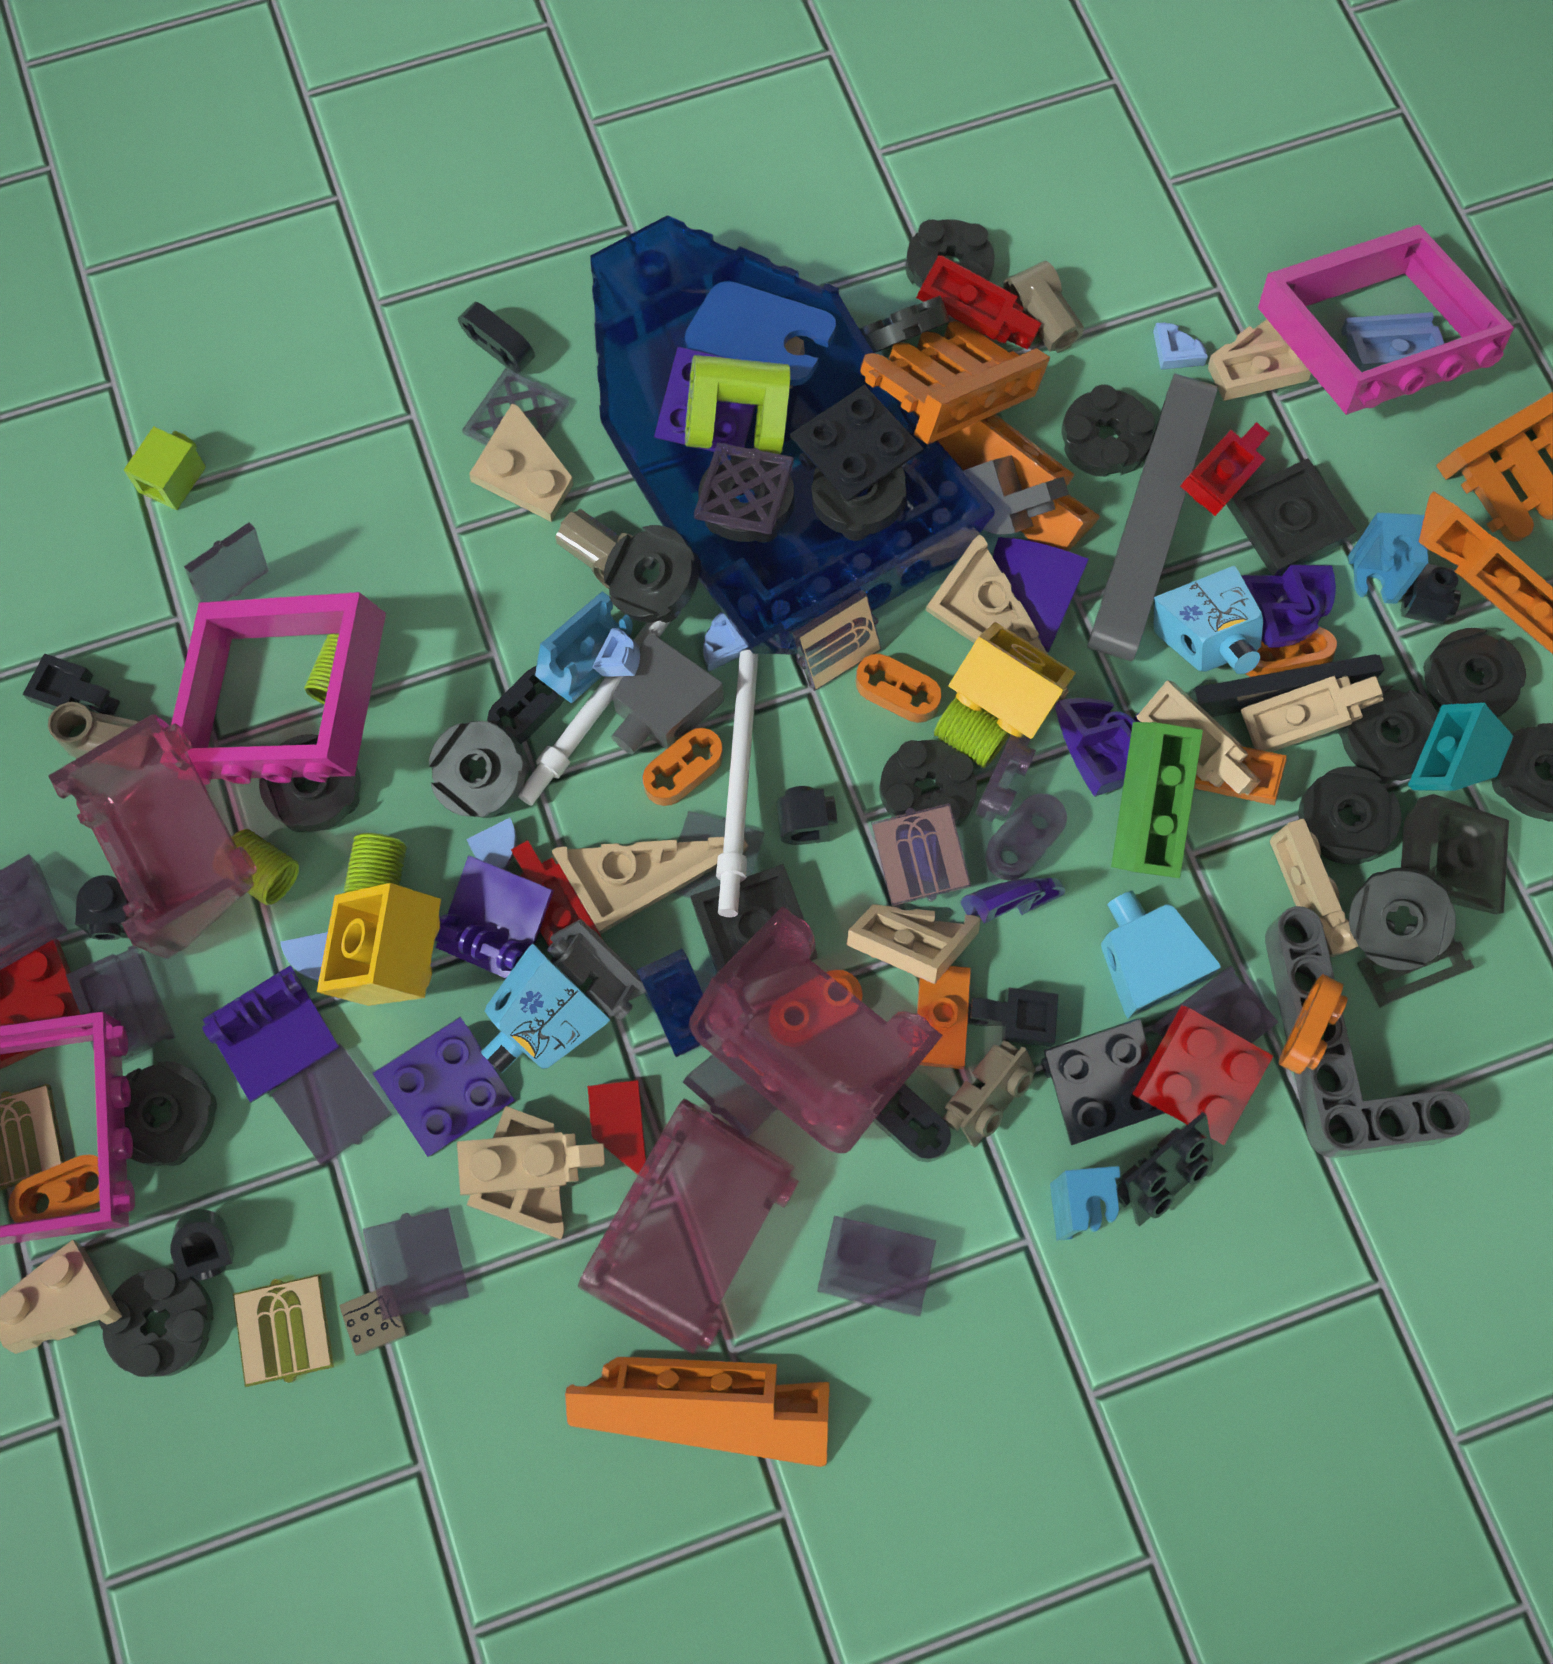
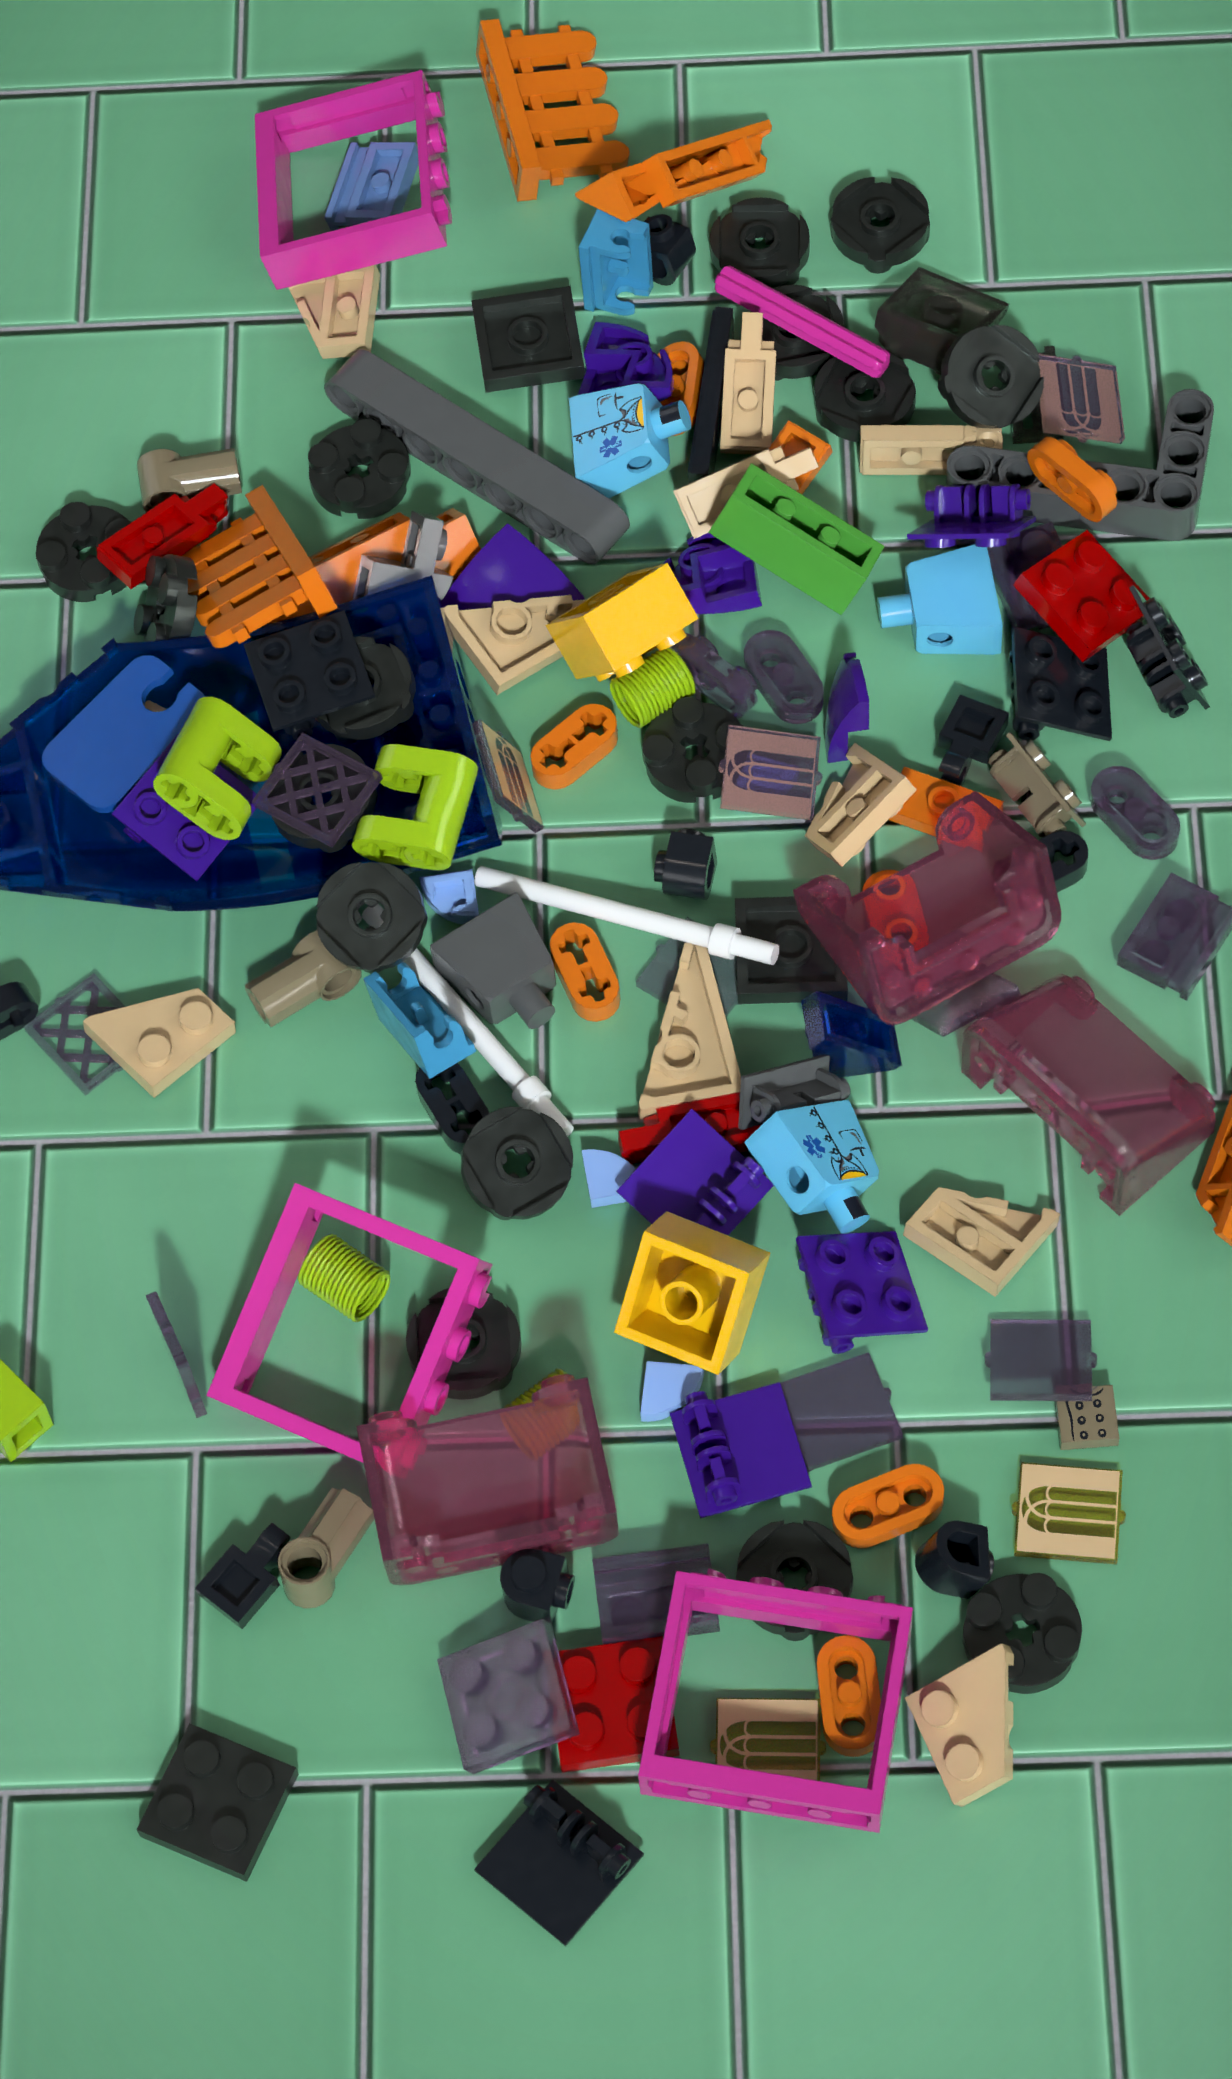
camera: 65 degrees left, 10 degrees down
(245, 1174) = (885, 1504): none -> orange plate
(374, 861) = (589, 1293): lime piece -> none
(523, 1162) = (973, 1217): tan hinge -> none
(618, 655) = (444, 984): light blue tile -> none
(619, 1121) = (954, 1133): red tile -> none
(757, 588) = (445, 789): none -> lime connector
(992, 1189) = (1139, 814): none -> plate
(1078, 1196) = (1176, 732): dark azure hinge -> none
(1177, 348) = (286, 379): light blue tile -> none
(1226, 469) = (457, 370): red hinge -> none
(1242, 949) = (958, 516): none -> dark purple hinge
(1397, 735) = (802, 321): none -> dark pink axle
(1425, 1008) = (1080, 399): none -> piece
(1461, 749) = (839, 274): teal slope -> none

